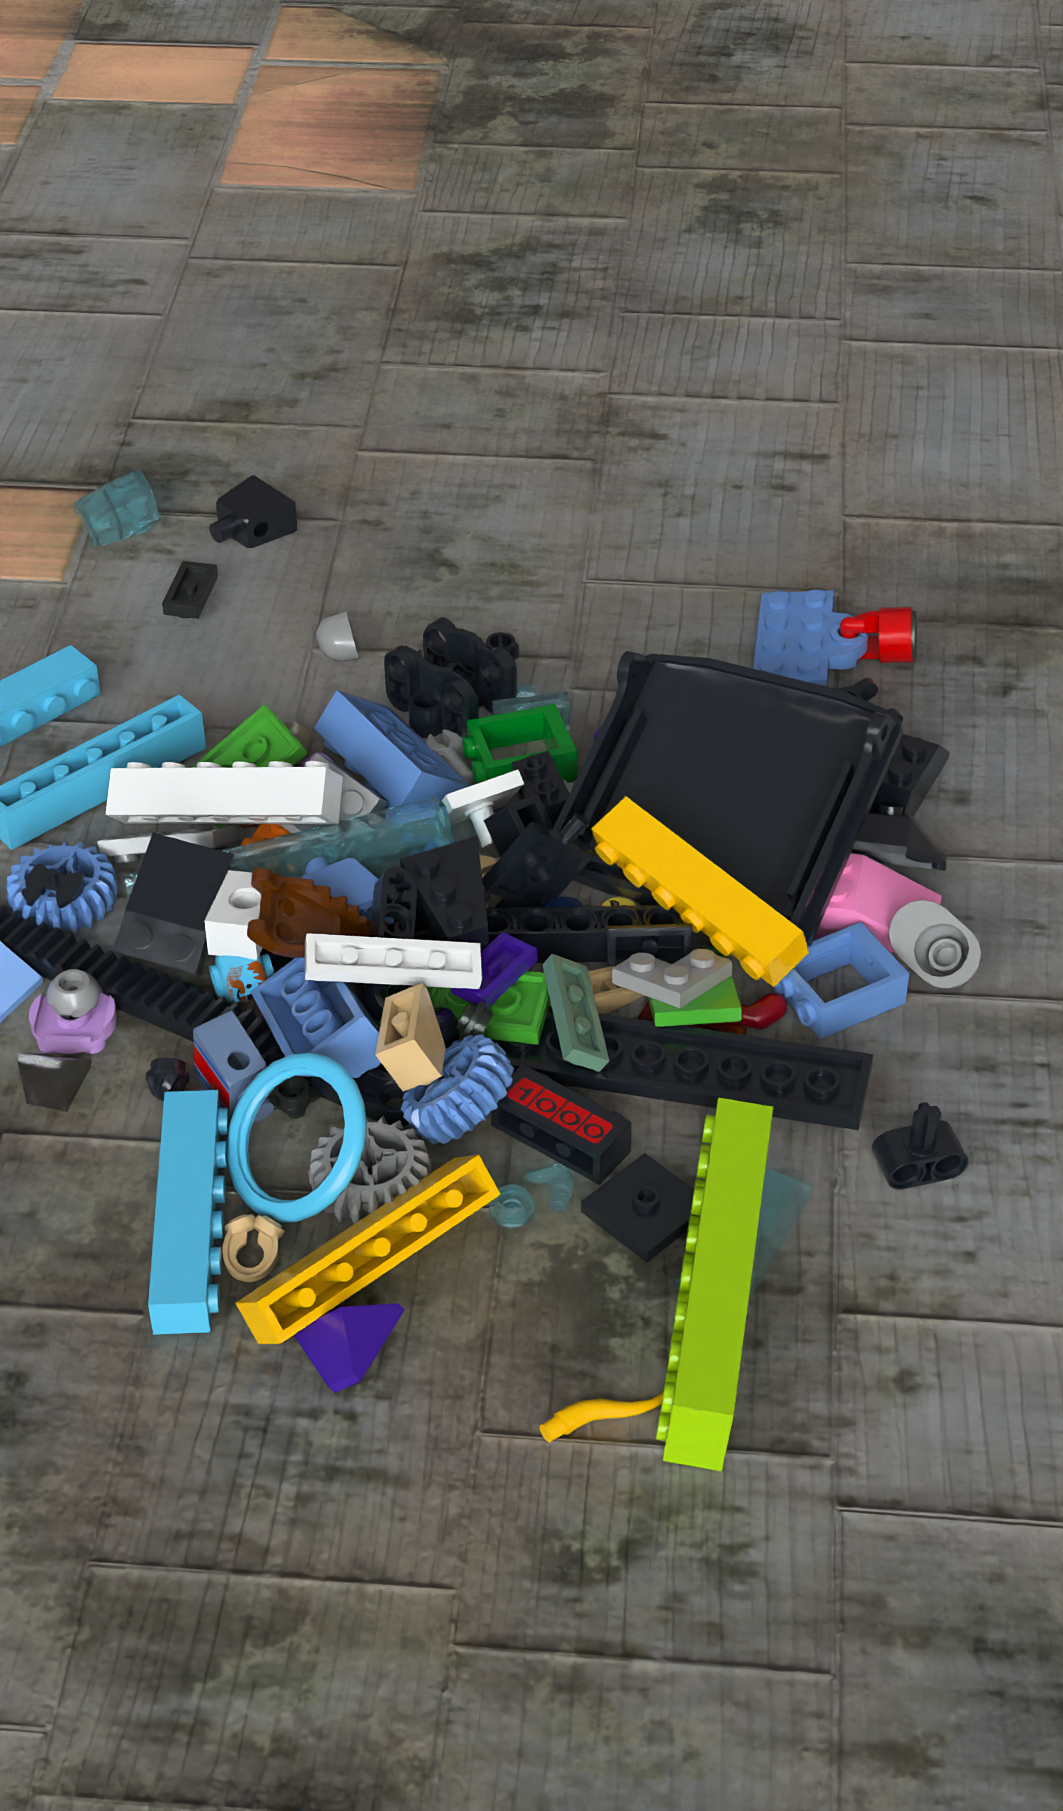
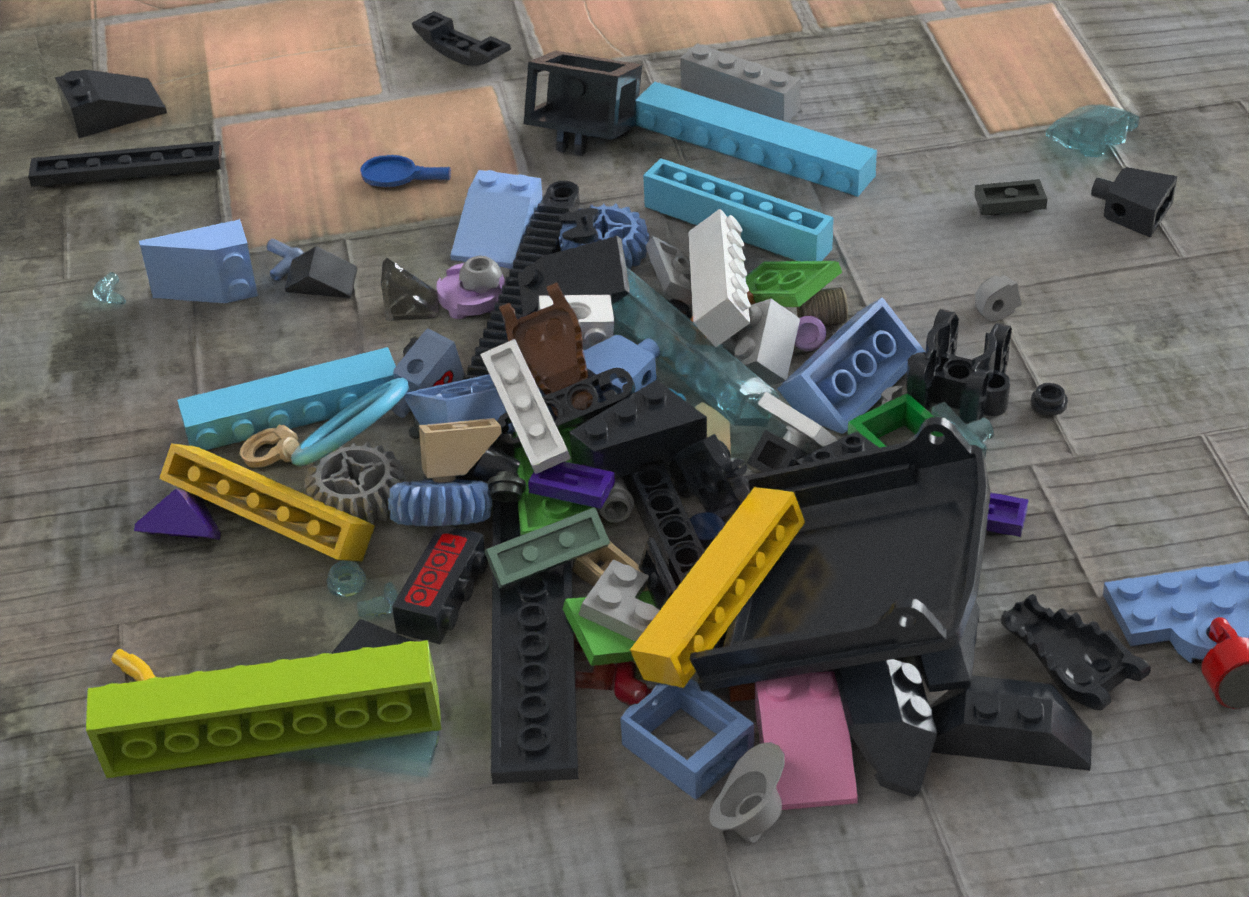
camera: 75 degrees right, 0 degrees up
(920, 1152) = (479, 837): black beam -> none

